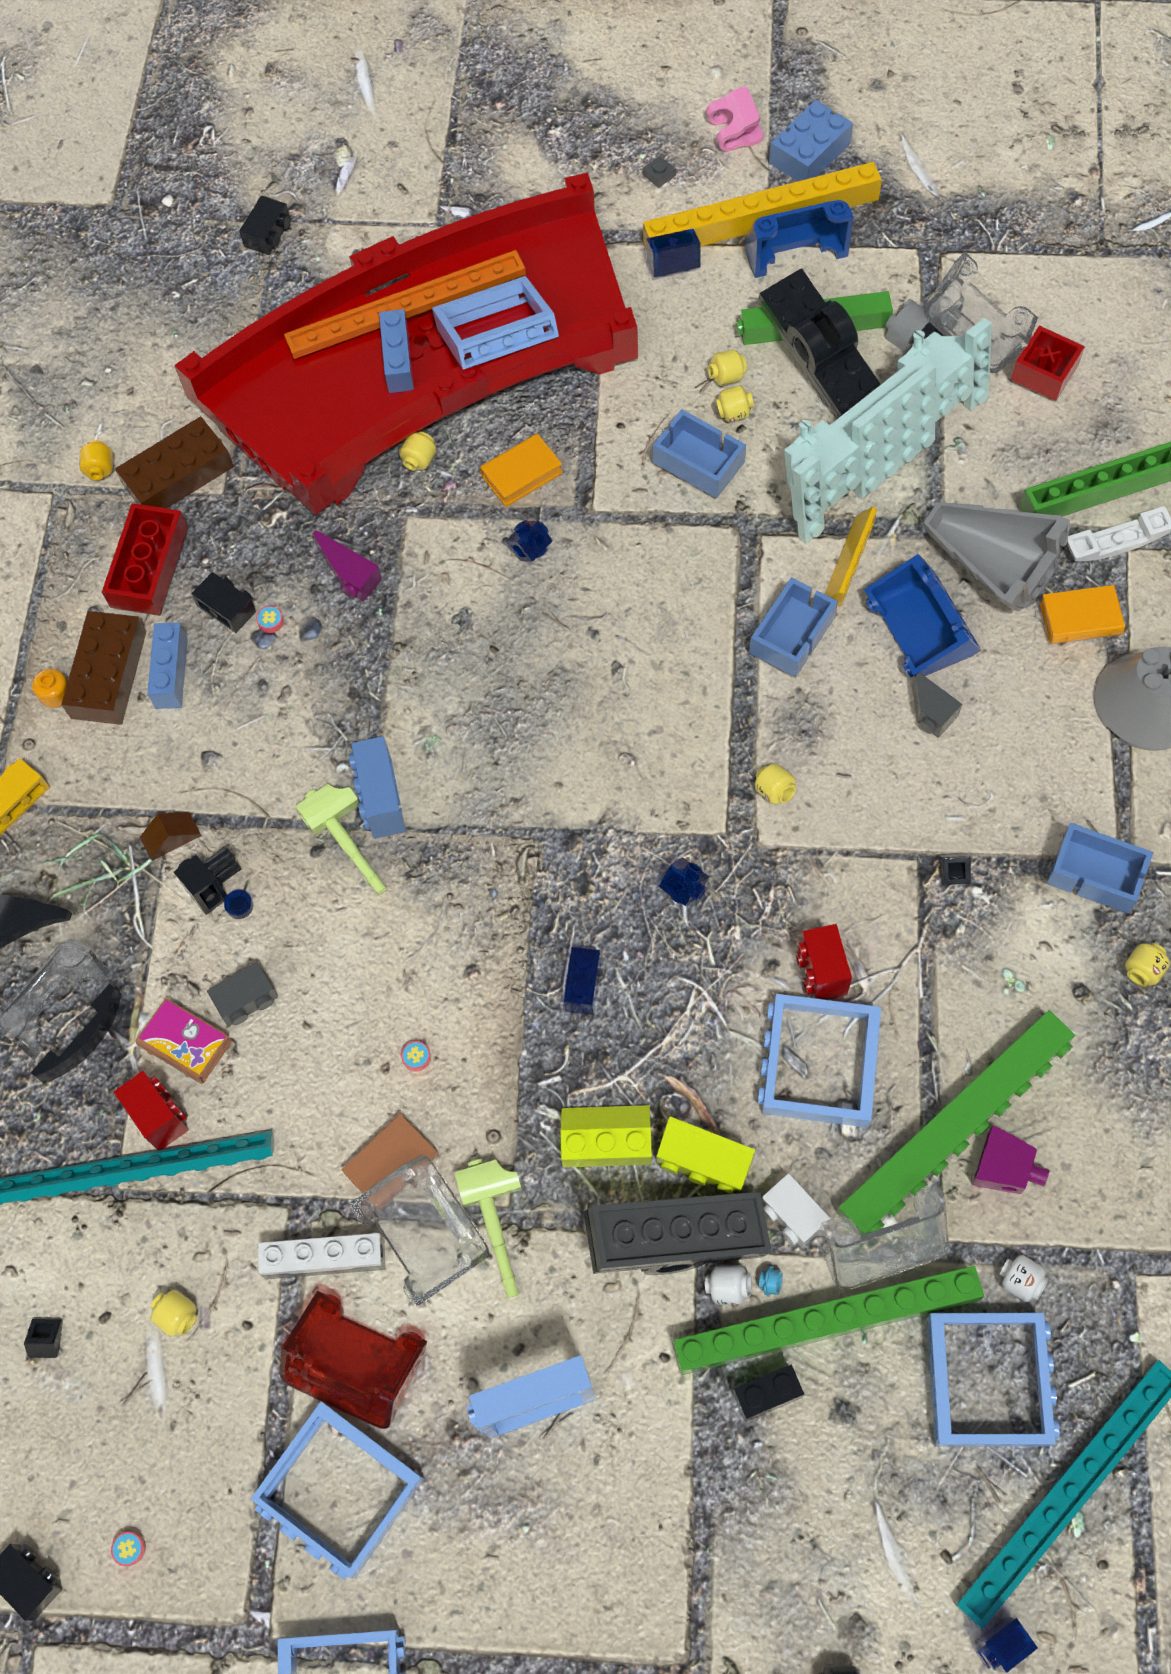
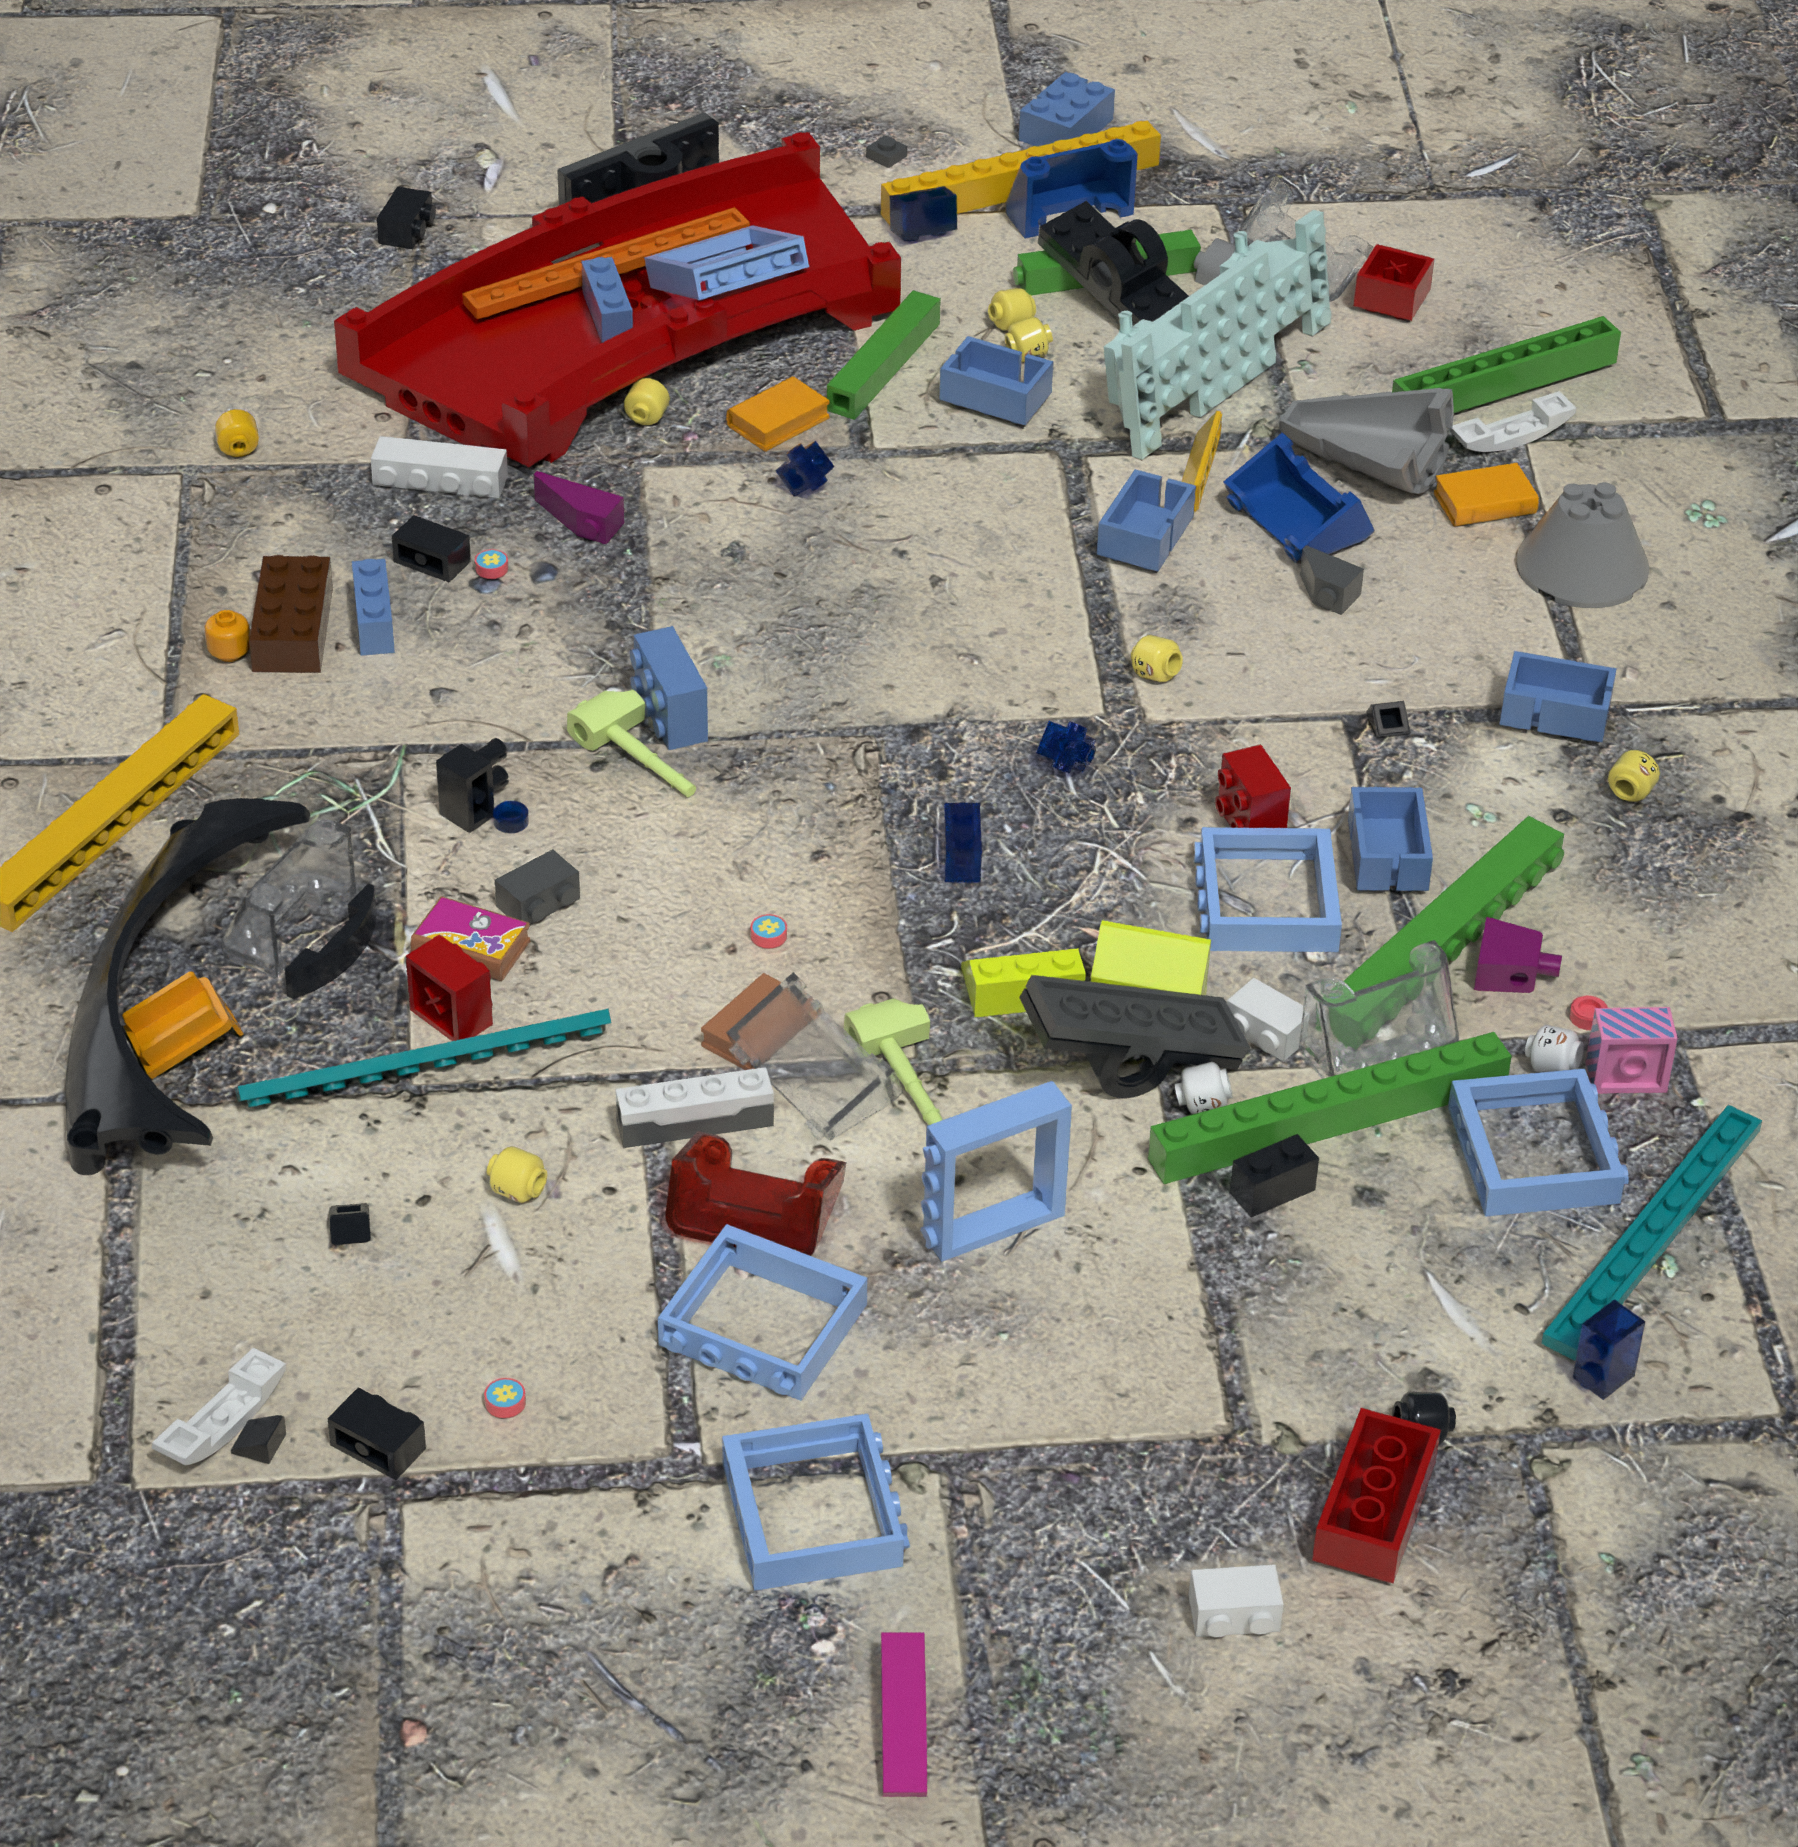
camera: 15 degrees left, 25 degrees down
(145, 559) = (324, 509): red brick -> none
(168, 833) = (403, 759): reddish brown slope -> none
(175, 466) = (338, 433): reddish brown brick -> none
(245, 511) = (439, 467): none -> white brick
(453, 191) = (642, 161): none -> black piece
(615, 411) = (883, 354): none -> bright green brick
(741, 115) = (974, 94): bright pink piece -> none
(771, 1281) = (1253, 1083): medium azure plate -> none
(929, 1020) = (1390, 838): none -> medium blue piece
(1061, 1227) = (1583, 1011): none -> coral tile
(1087, 1295) = (1631, 1050): none -> bright pink container

